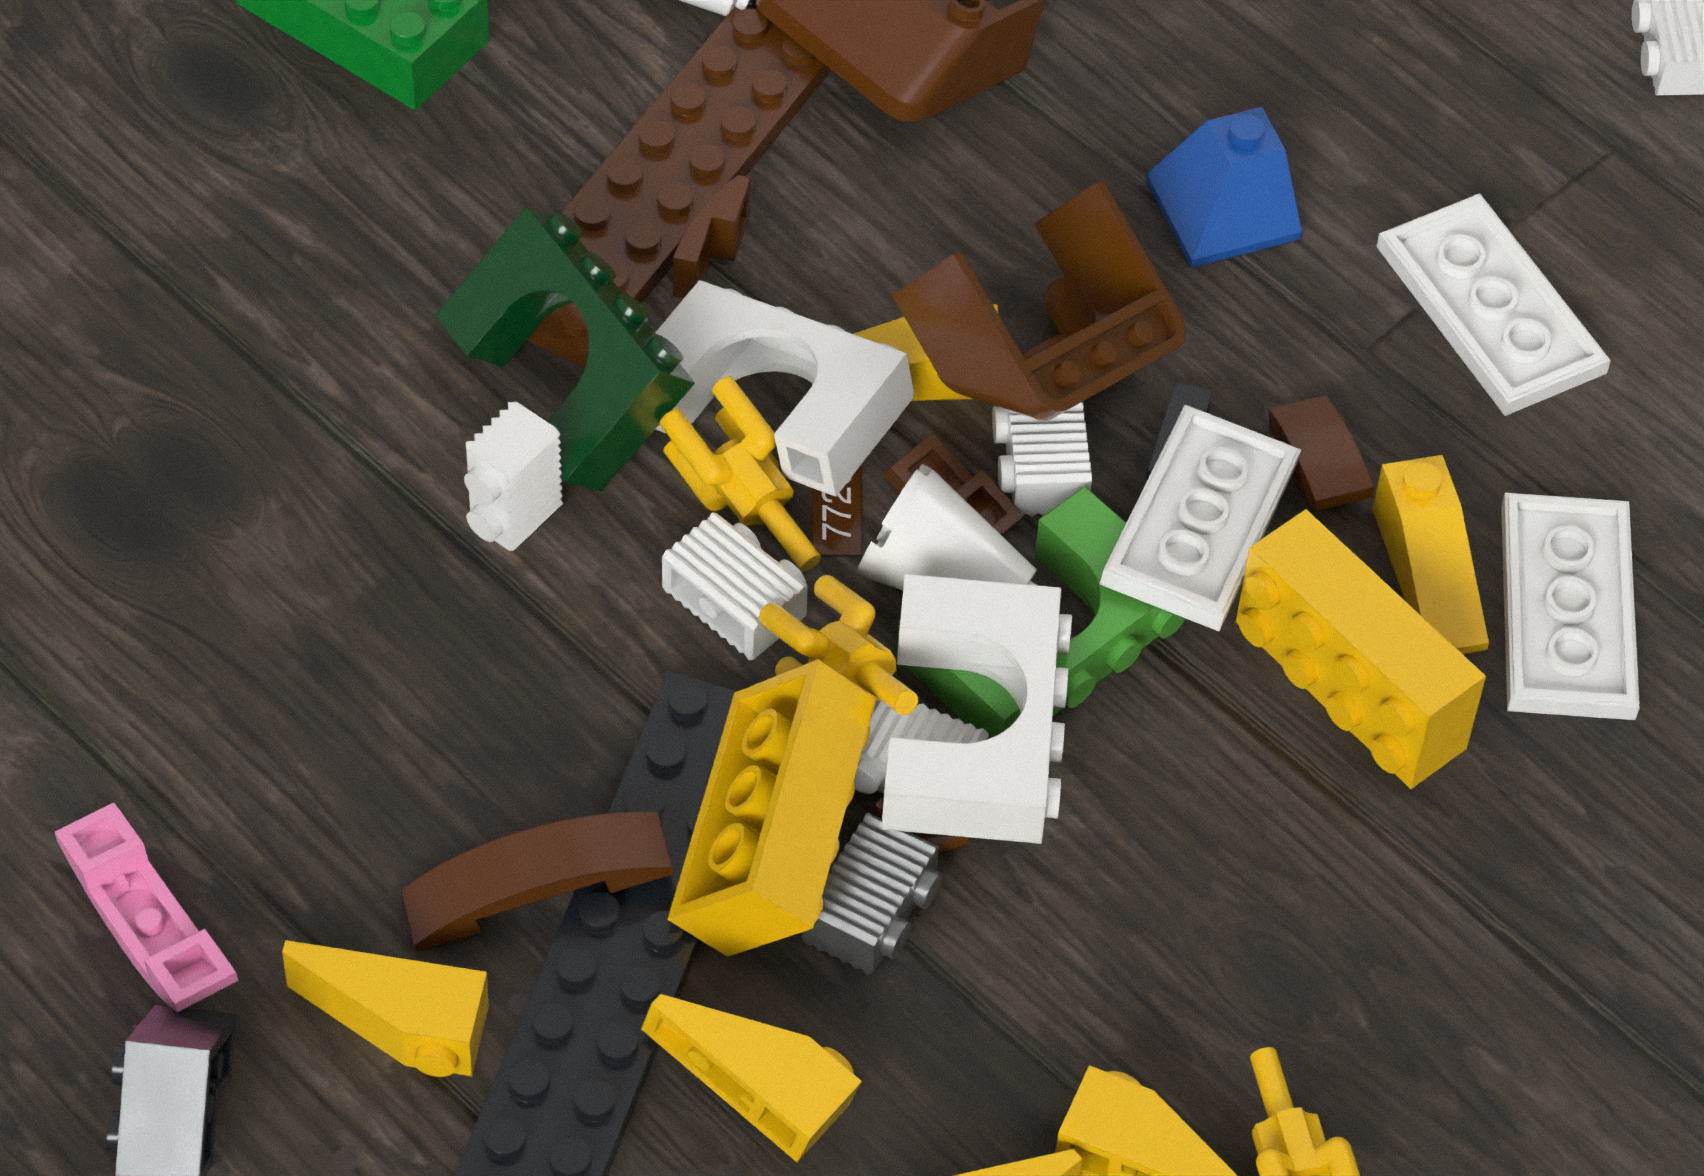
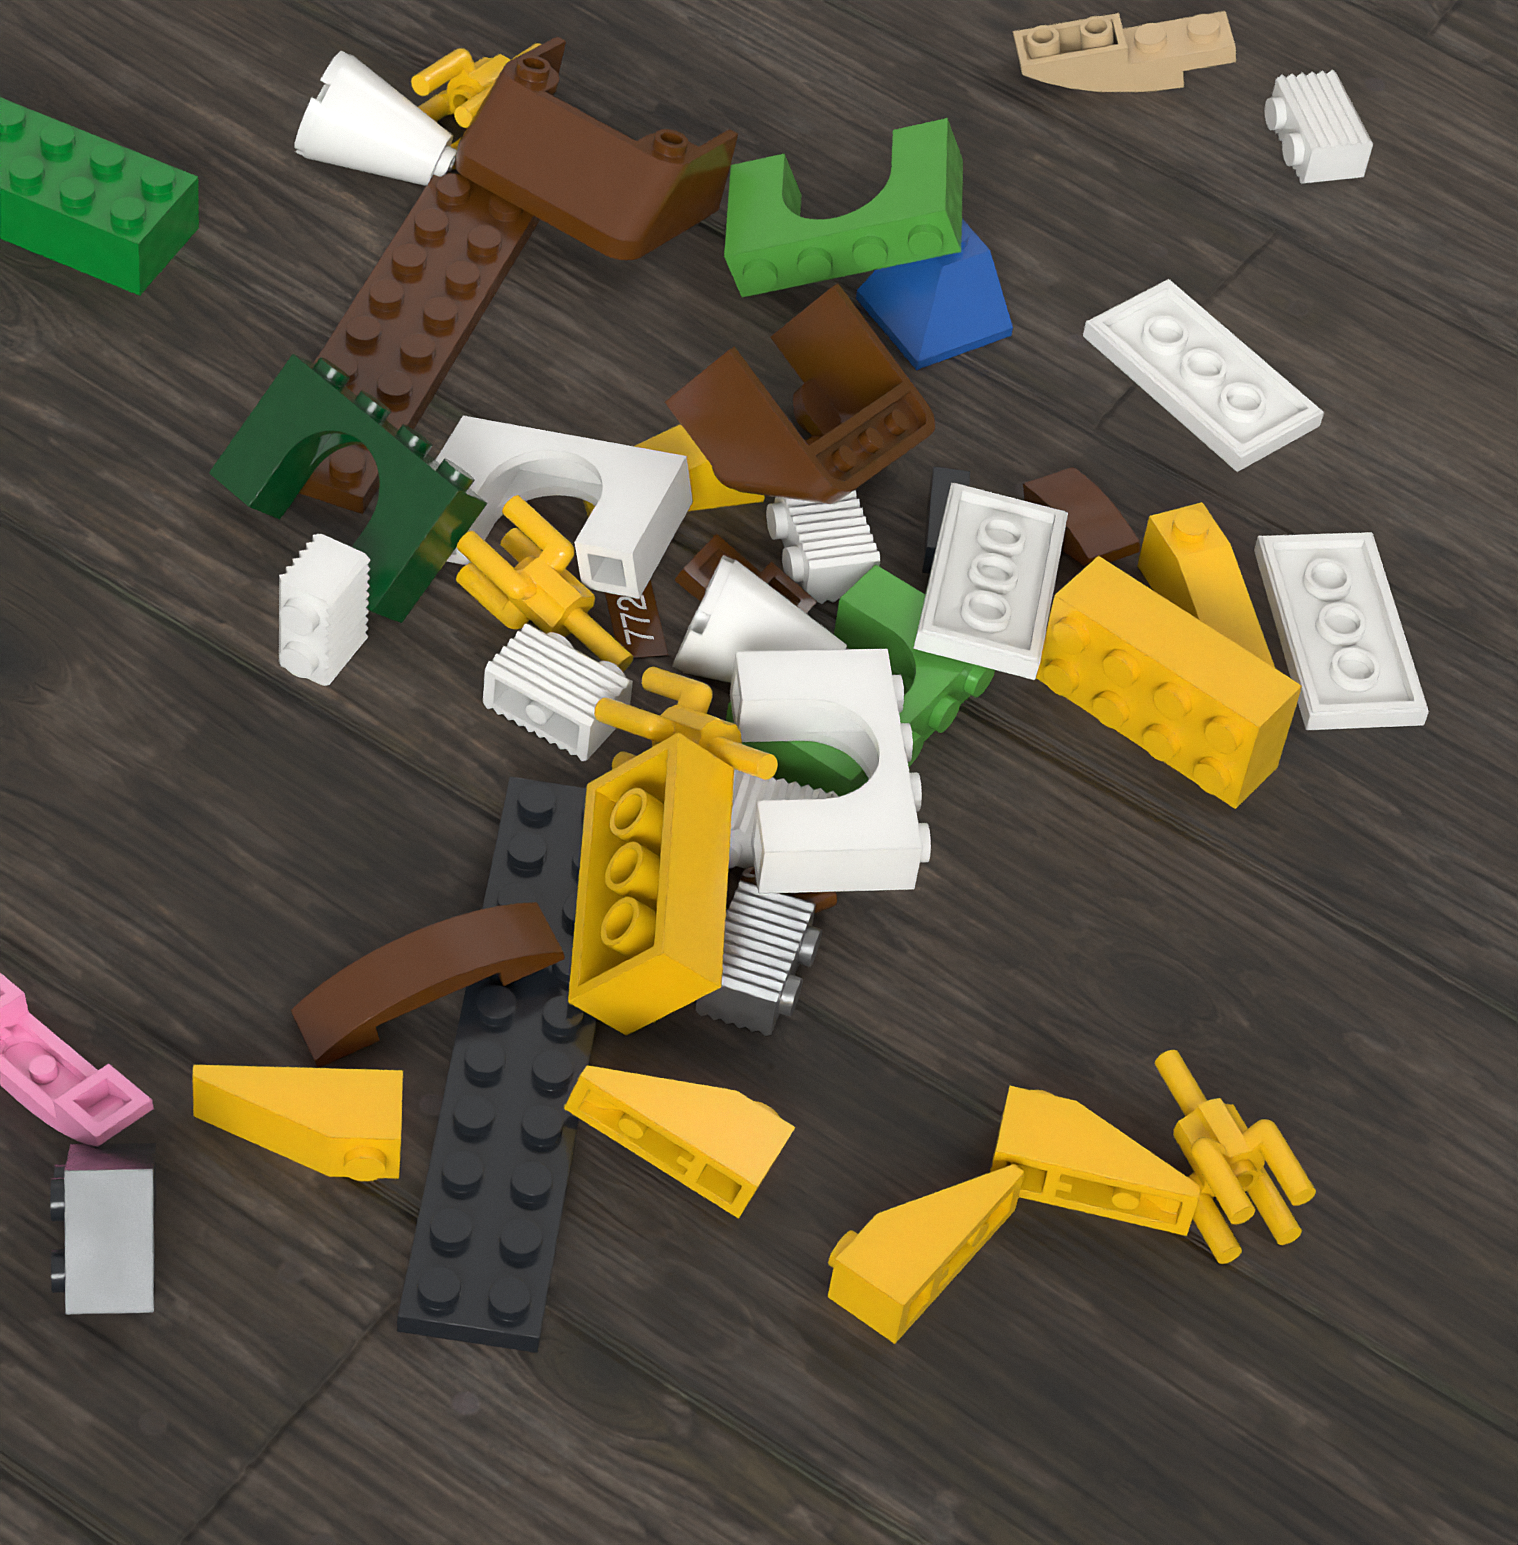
camera: 15 degrees left, 5 degrees down
(712, 232) = (460, 378): reddish brown slope -> none
(1200, 113) = (905, 223): none -> bright green arch

